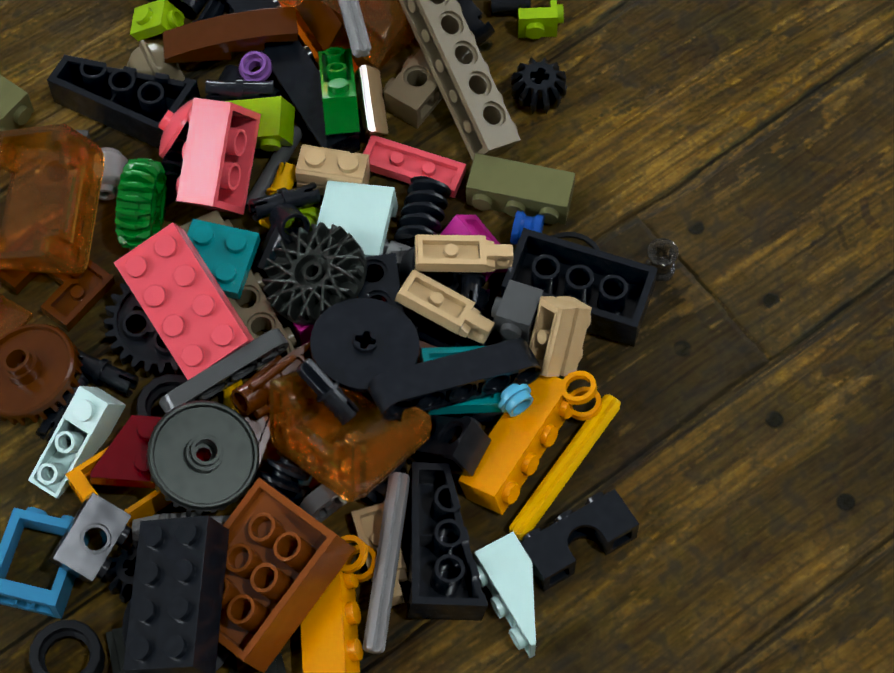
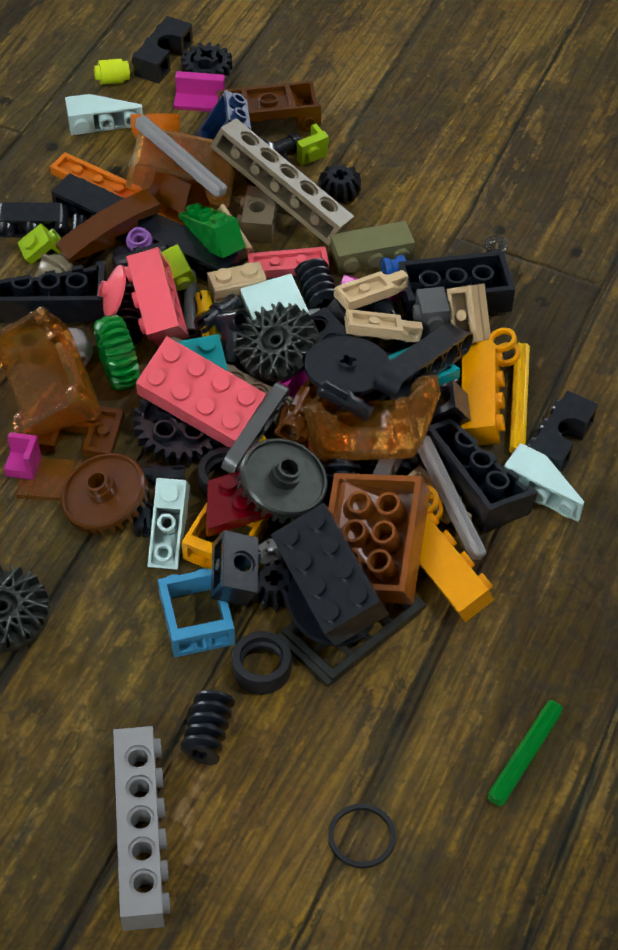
camera: 30 degrees left, 10 degrees down
(515, 399) = (468, 361): medium azure plate -> none

